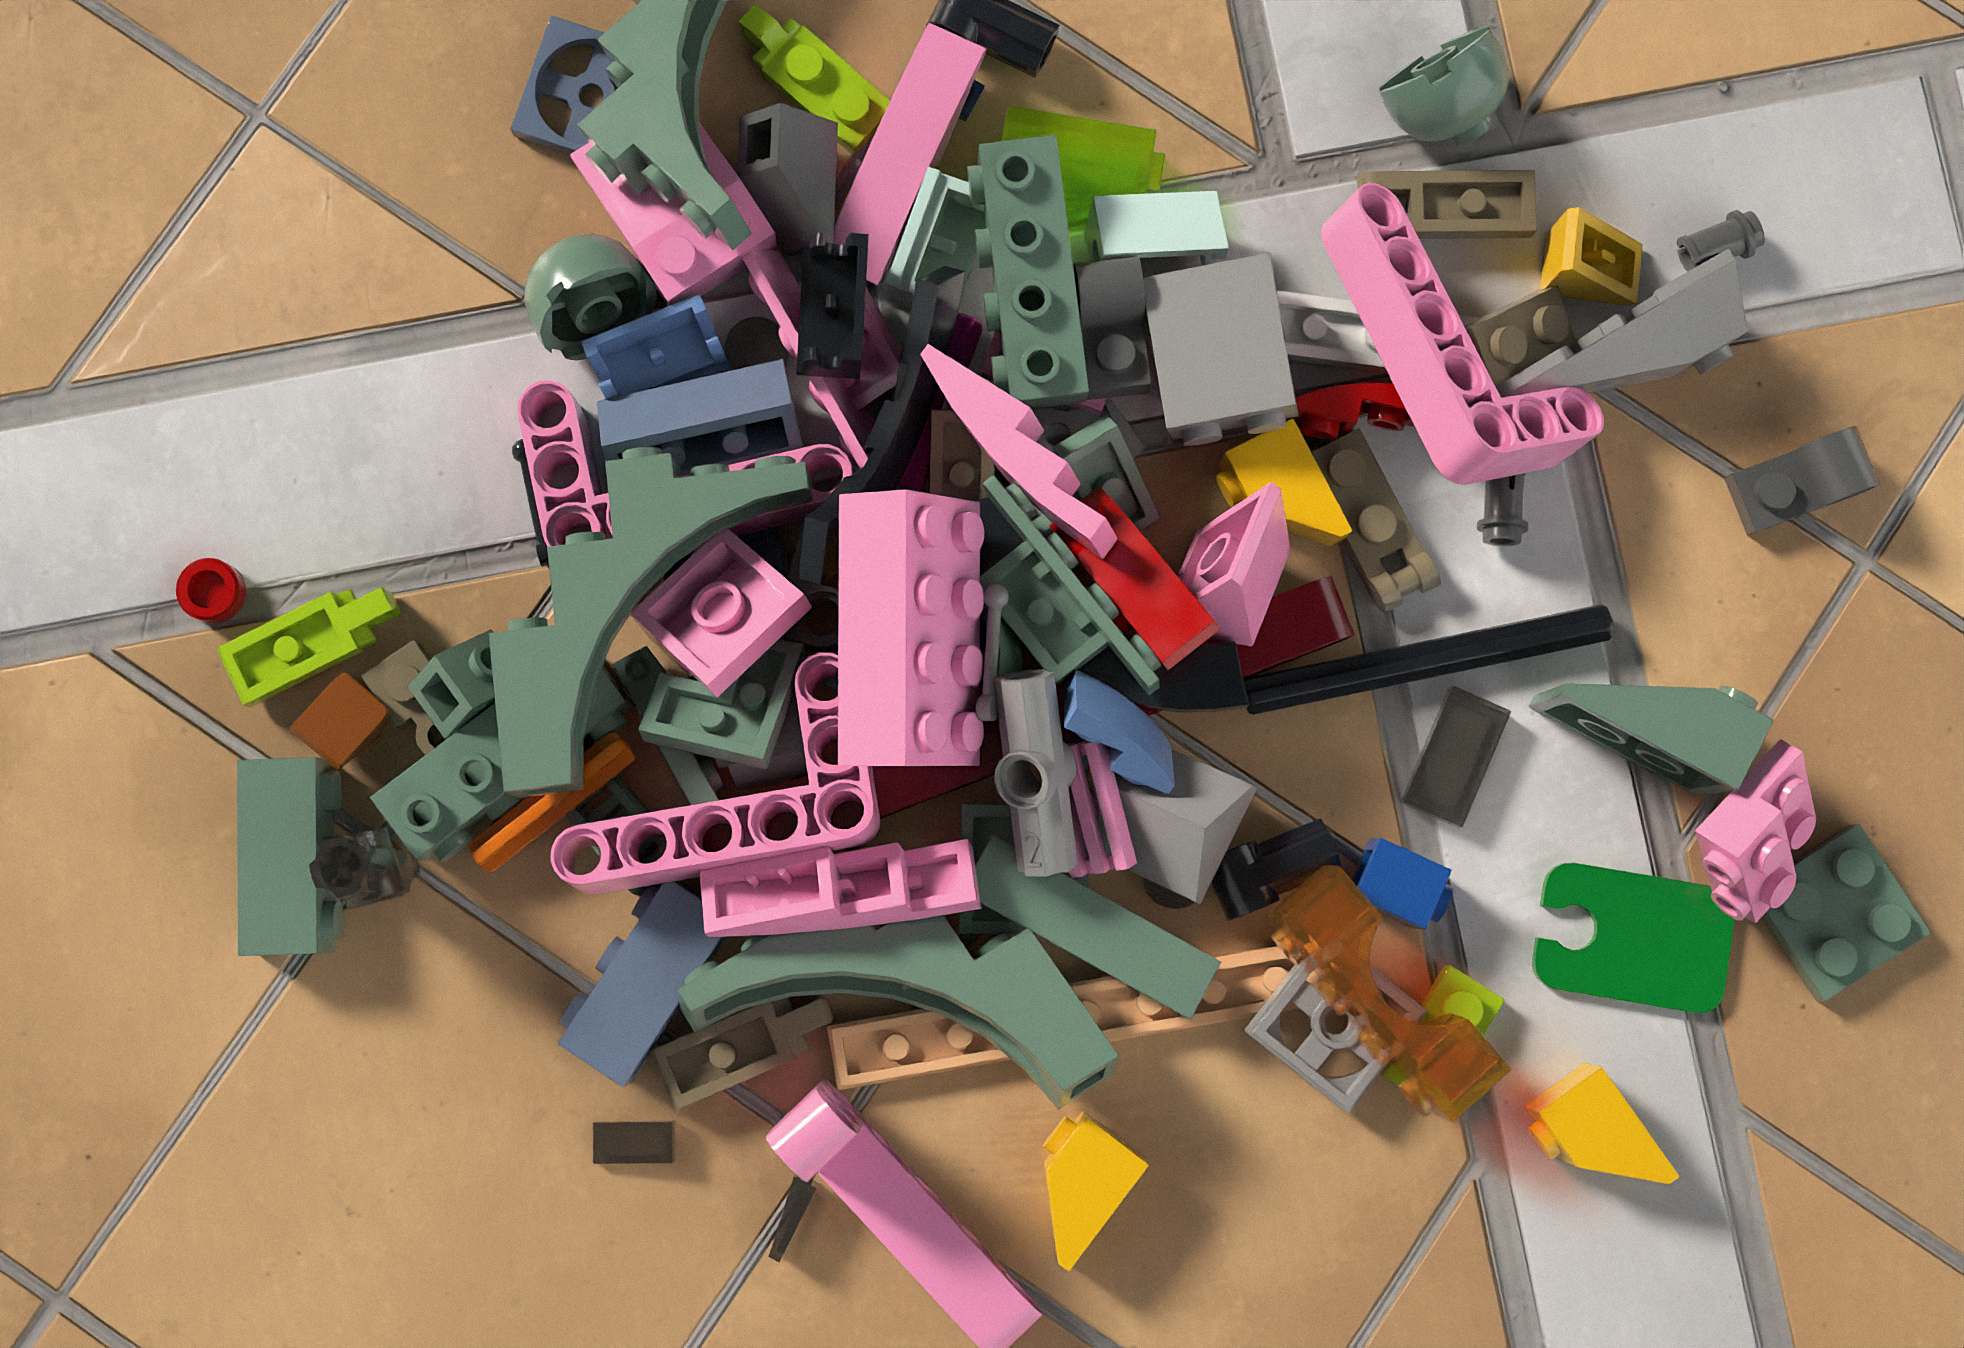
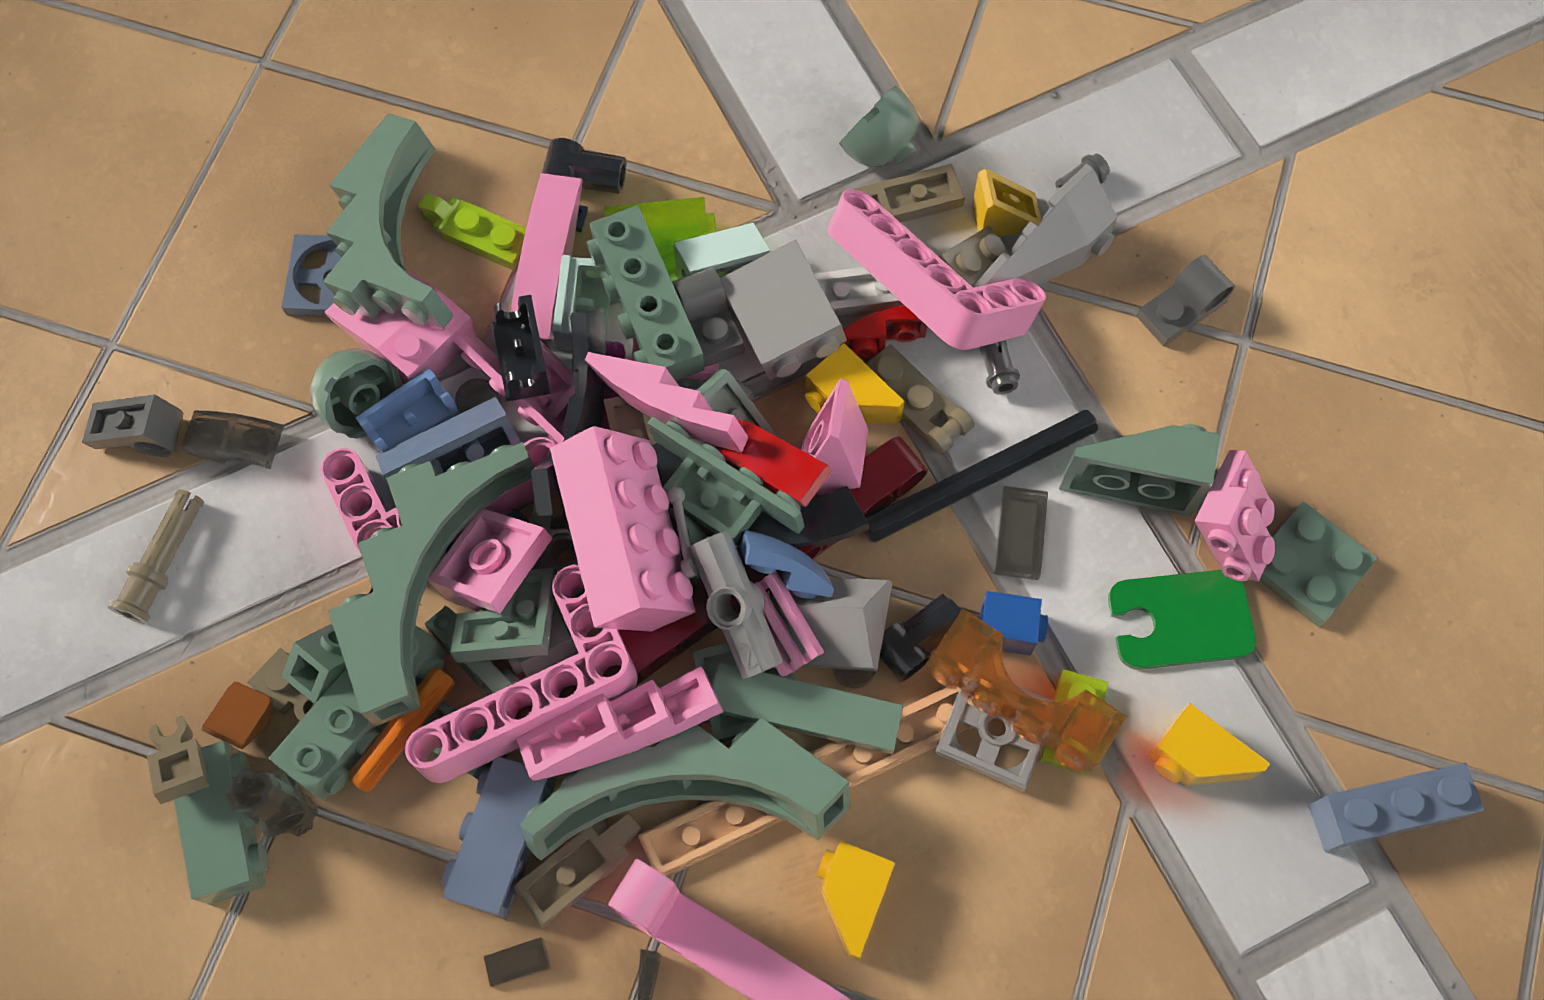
camera: 10 degrees left, 15 degrees down
(210, 590) = (129, 655): red tile -> none
(253, 781) = (178, 765): none -> dark tan plate
(255, 486) = (149, 574): none -> dark tan pin
(271, 256) = (137, 422): none -> dark grey plate
(304, 642) = (203, 669): lime hinge -> none
(404, 313) = (232, 435): none -> clear smoke slope
(519, 455) = (331, 508): black hinge -> none
(790, 172) = (473, 280): dark grey slope -> none
(1824, 1274) = (1395, 807): none -> sand blue brick

